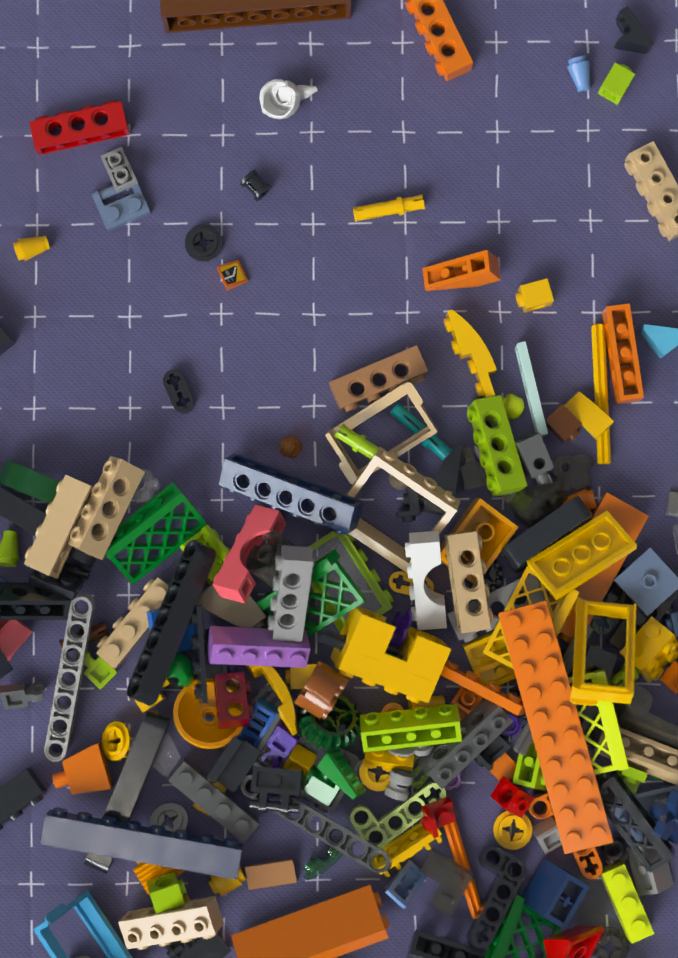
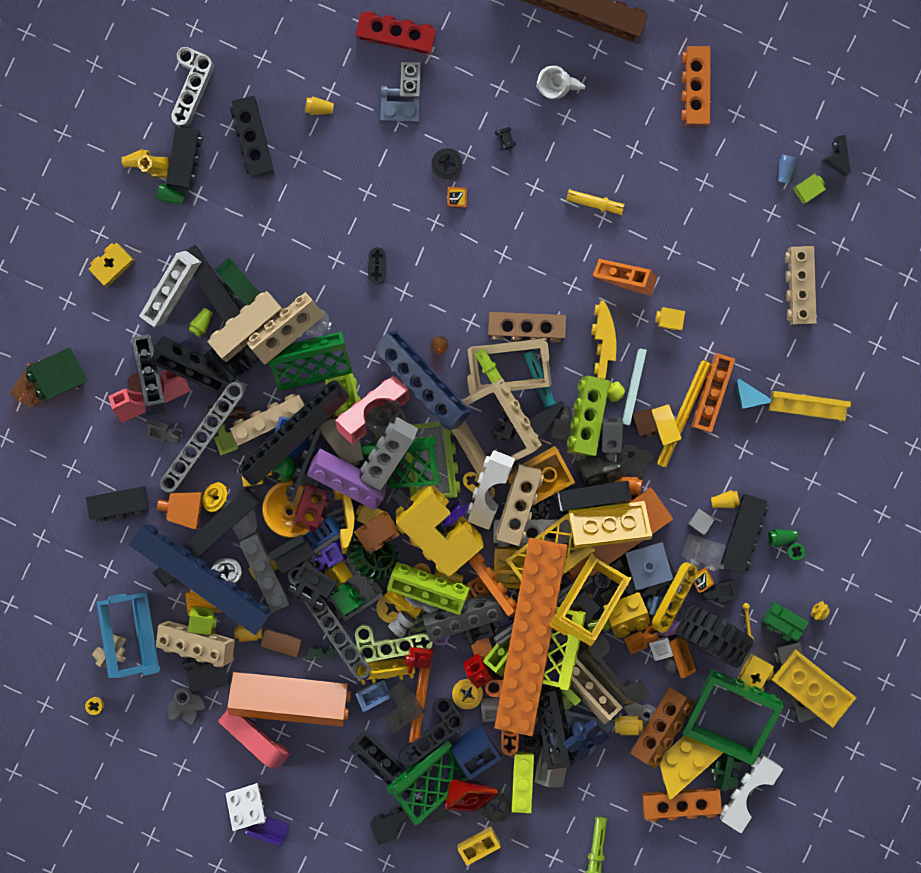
camera: 25 degrees right, 5 degrees up
(339, 772) = (363, 596): green slope -> none

